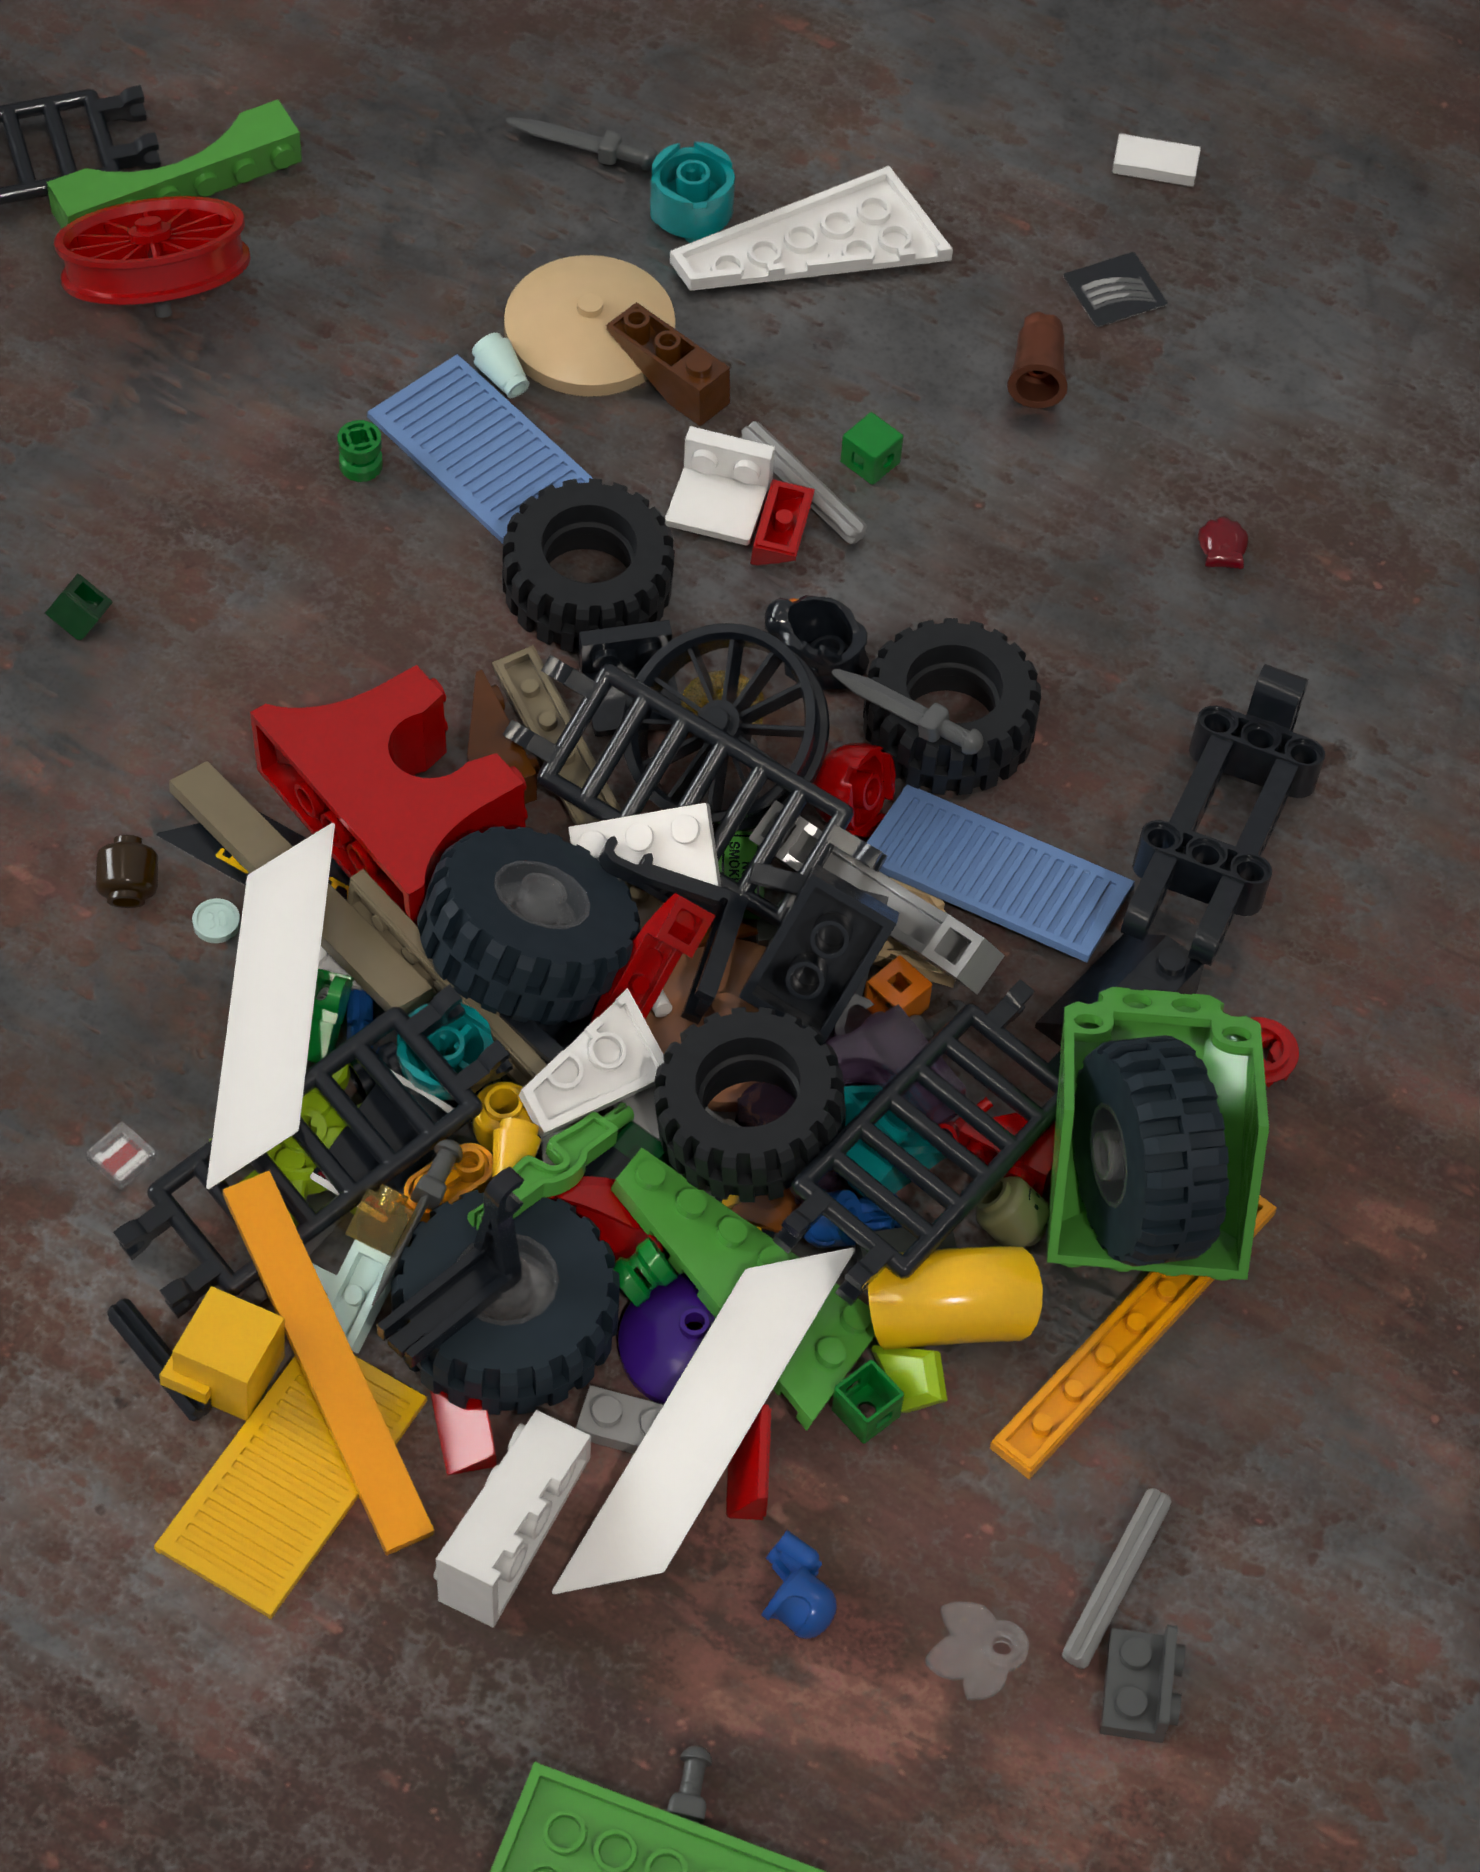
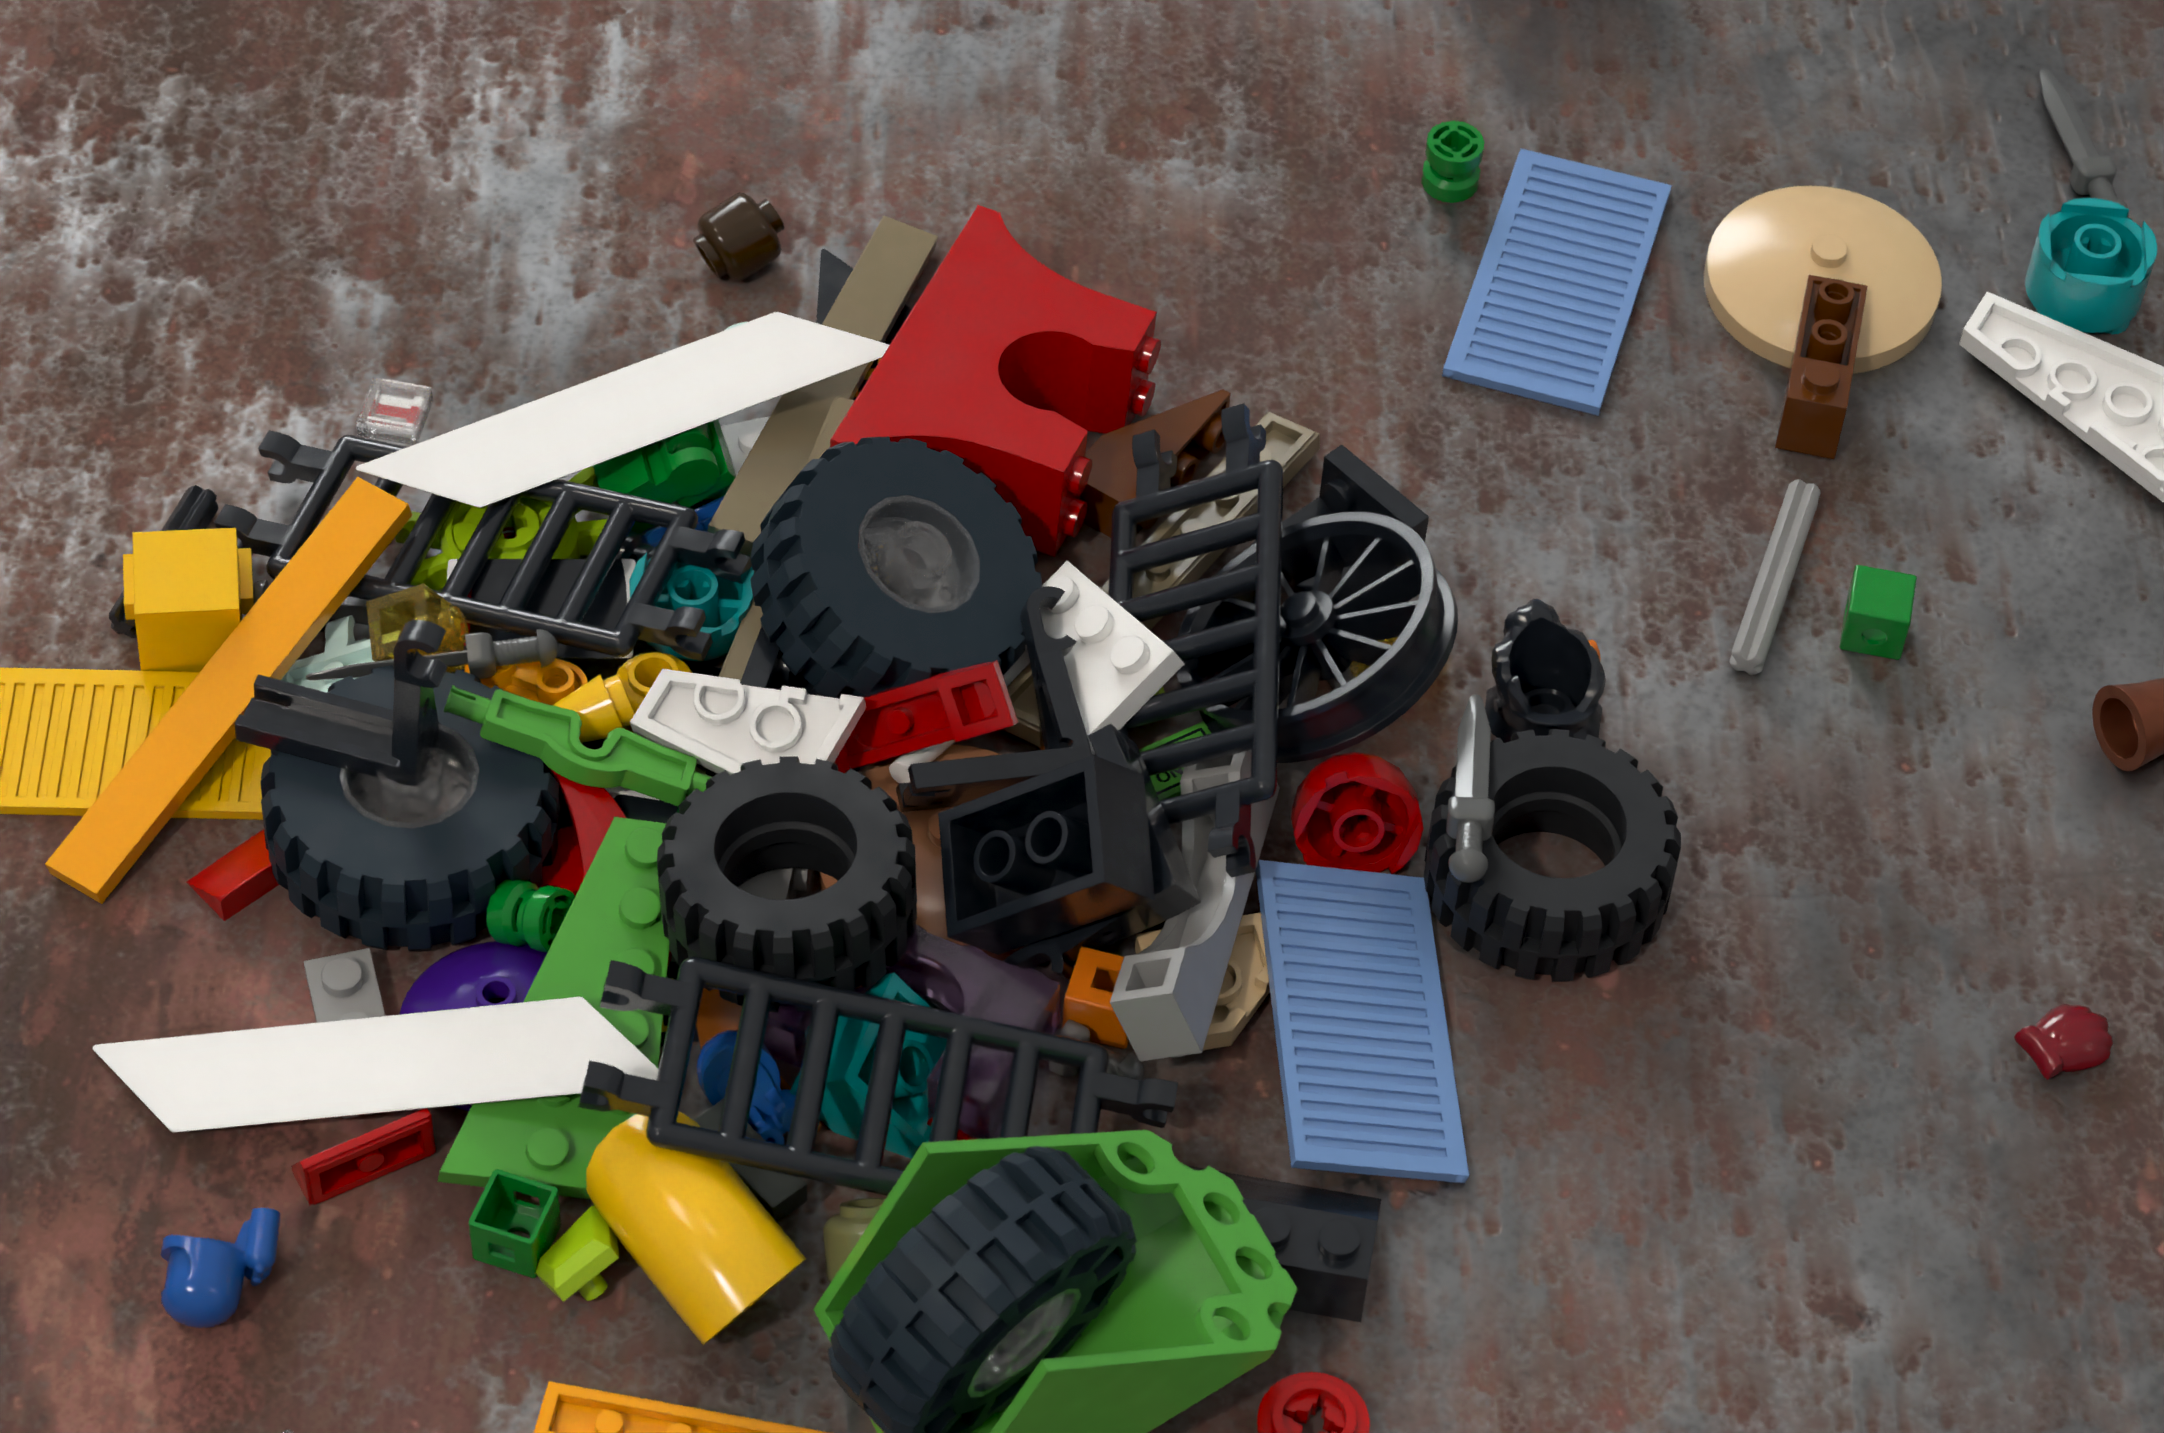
camera: 60 degrees right, 5 degrees down
(79, 607) = (1051, 40): dark green slope -> none
(500, 364) = (1686, 222): light aqua cone -> none
(511, 1517) = (140, 945): white wedge -> none
(594, 519) = (1467, 360): black tyre -> none
(721, 486) = (1688, 501): white bracket -> none
(782, 523) = (1688, 574): red slope -> none
(1226, 876) = (1765, 1209): black beam -> none

